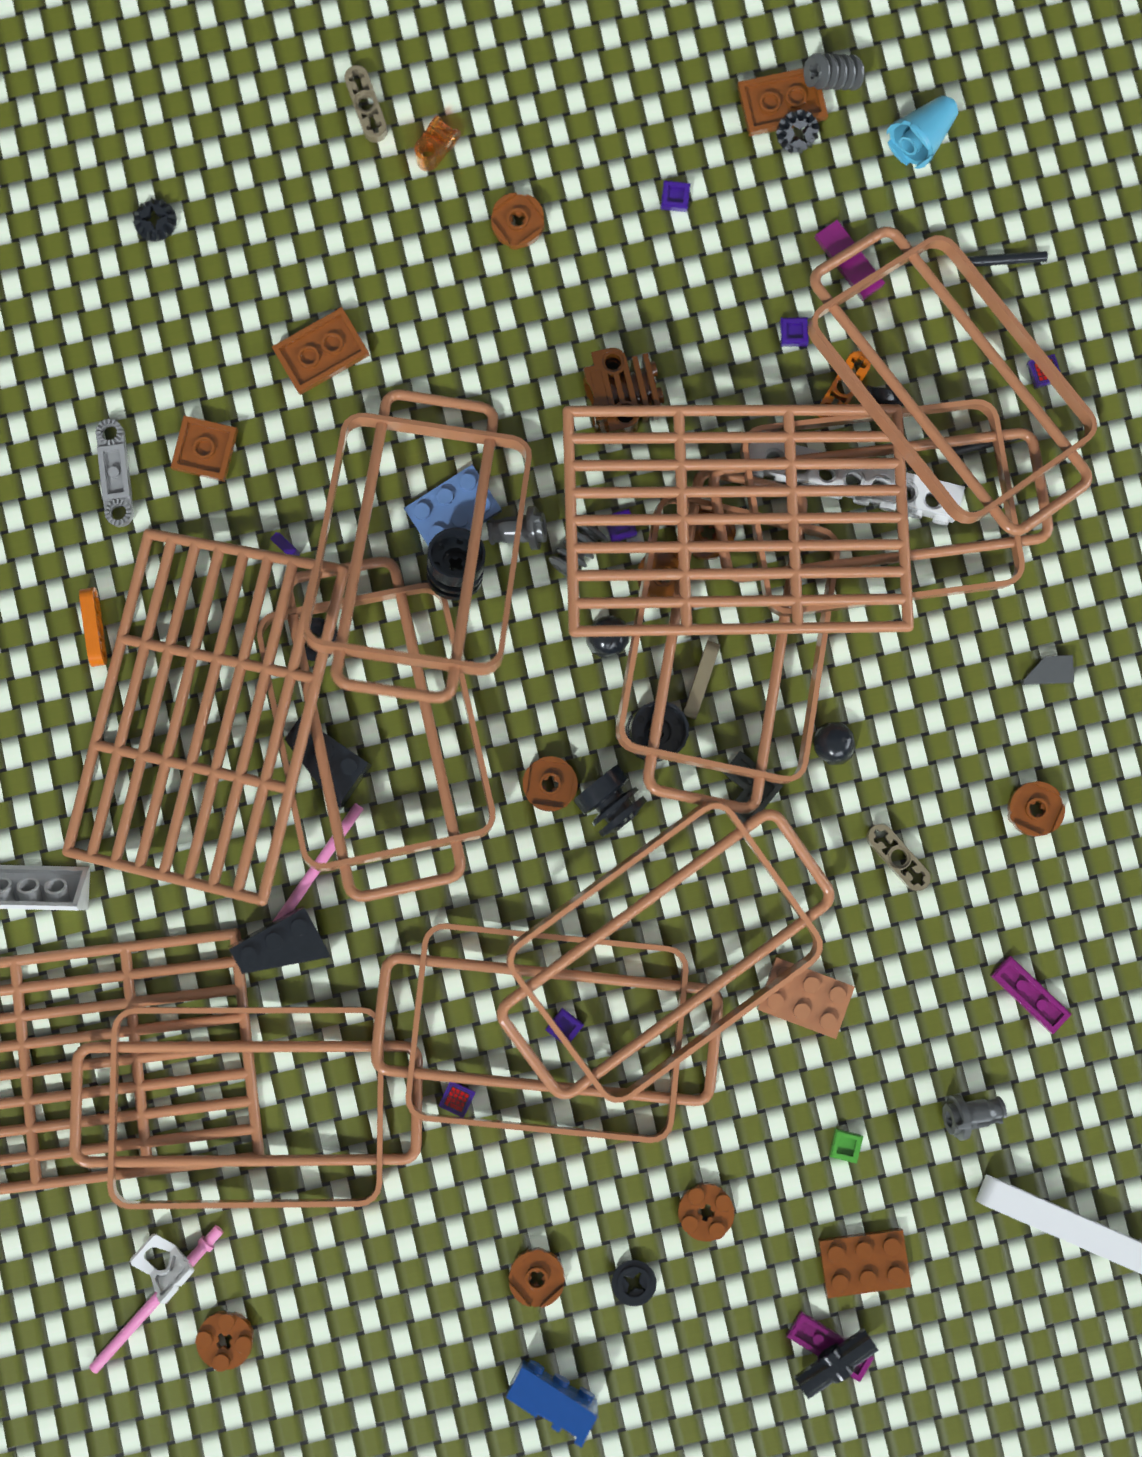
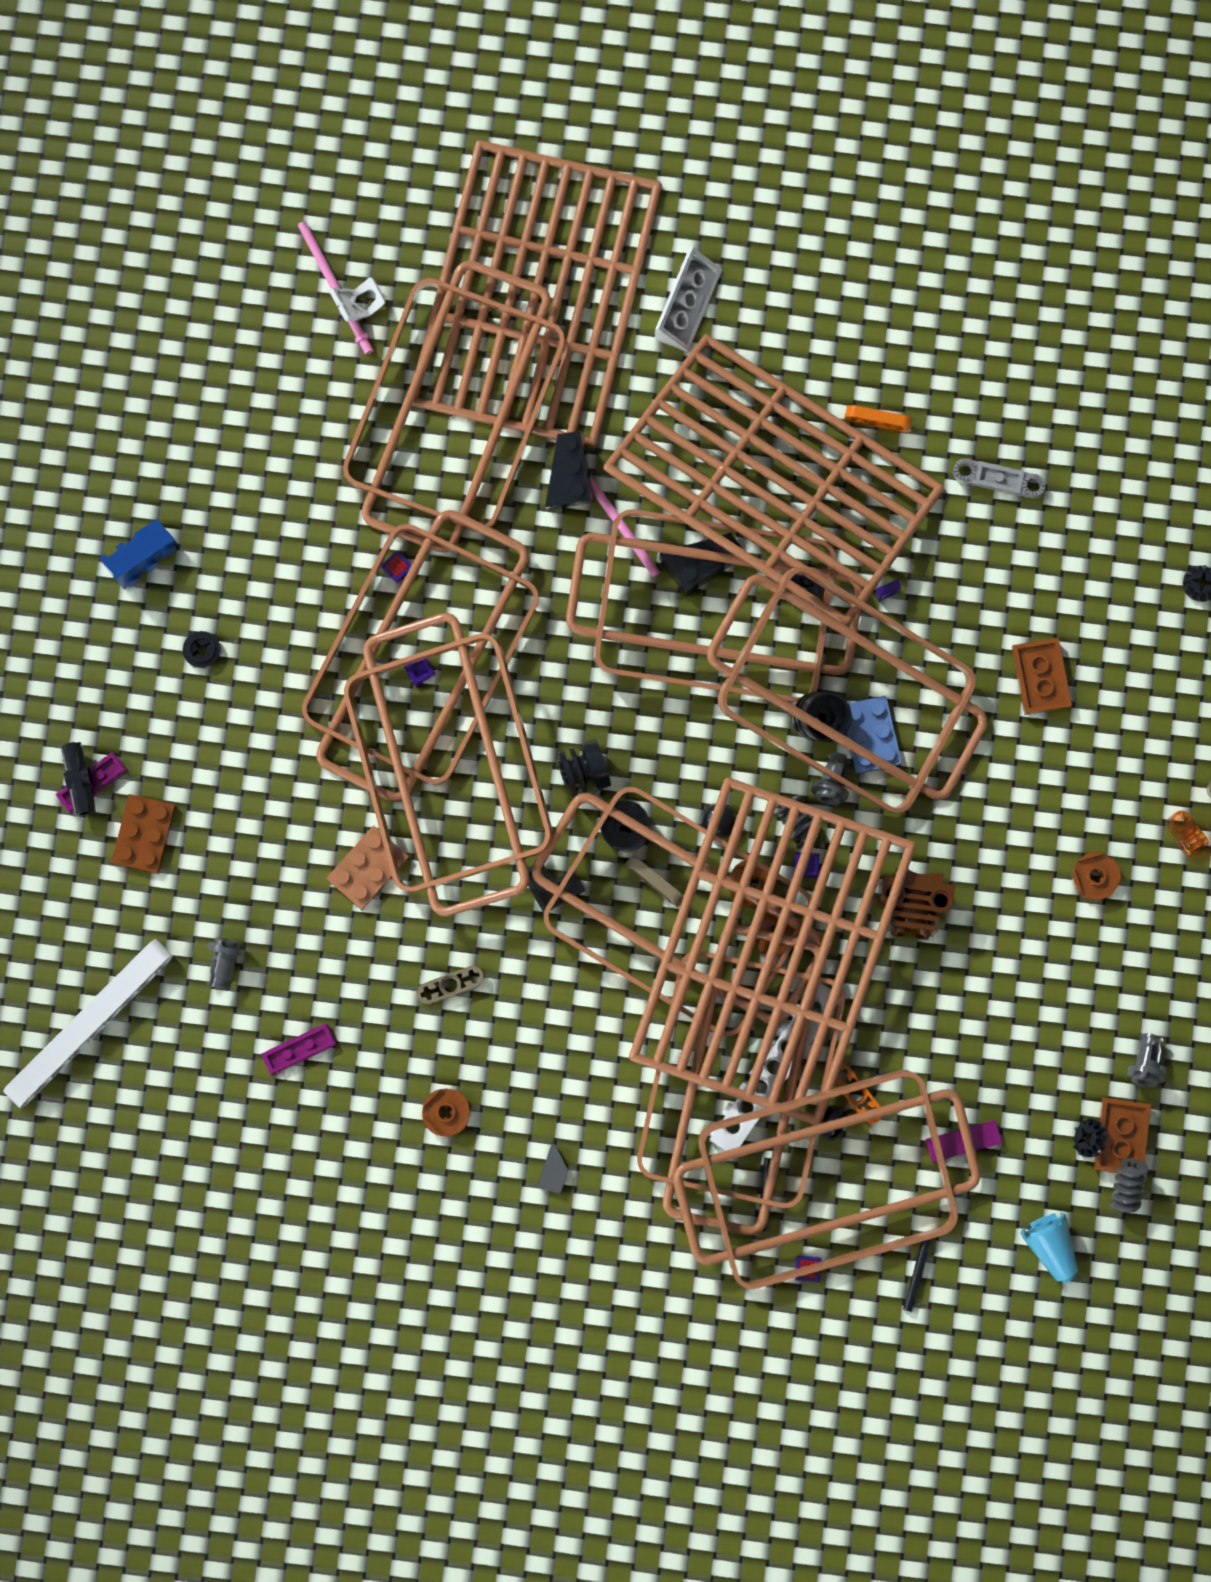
camera: 110 degrees right, 5 degrees down
(204, 448) = (993, 555): dark orange plate -> none
(208, 1339) = (276, 338): dark orange plate -> none
(536, 1294) = (223, 571): dark orange plate -> none
(539, 772) = (620, 742): dark orange plate -> none
(675, 196) = (1071, 1016): dark purple tile -> none
(695, 99) = (1148, 1059): none -> dark grey piece
(714, 1226) = (236, 738): dark orange plate -> none
(794, 332) = (921, 1068): dark purple tile -> none
(834, 743) = (562, 970): black hair -> none
(845, 1145) = (239, 854): bright green tile -> none

